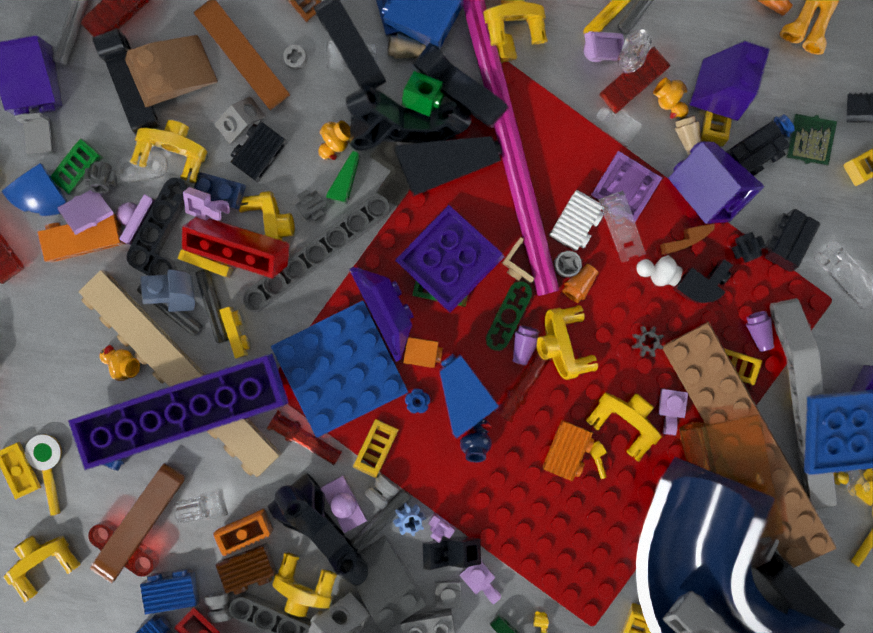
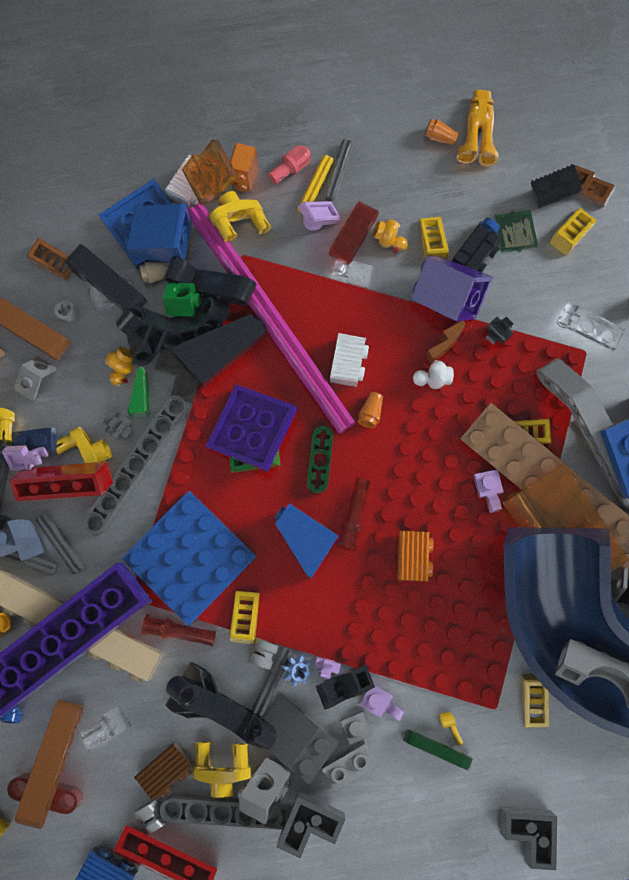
camera: 20 degrees left, 10 degrees down
(169, 592) = (101, 820): blue brick -> none
(202, 262) = (52, 506): yellow plate -> none
(238, 342) = (80, 550): yellow plate -> none
(243, 532) = (150, 737): orange brick -> none
(258, 151) = (58, 397): black brick -> none
(343, 504) = (233, 678): lavender tile -> none
(386, 308) = (211, 489): dark purple wedge -> none
(417, 394) = (266, 568): blue plate -> none
(422, 352) = (256, 516): orange brick -> none
(477, 443) = (332, 579): dark blue animal -> none
(507, 51) = (240, 245): yellow slope -> none
(514, 270) = (311, 419): tan bracket -> none
(524, 344) = (343, 478): medium lavender cone -> none
(558, 346) = (372, 469): yellow connector -> none
(571, 264) = (356, 394): light grey wheel -> none
(596, 452) = (439, 548): yellow hand -> none
(622, 225) = (387, 349): clear plate -> none
(630, 177) = (379, 318): medium lavender plate -> none
(634, 50) = (344, 208): clear plate -> none
(635, 413) = (458, 502): yellow connector -> none
(641, 337) = (444, 432): dark grey gear -> none
(688, 132) = (413, 257): tan cone -> none
(703, 289) = (476, 378): black brick -> none
(730, 80) = (431, 202): dark purple slope -> none
(760, 328) = (538, 395): medium lavender cone -> none
(791, 240) = (533, 313): black brick -> none

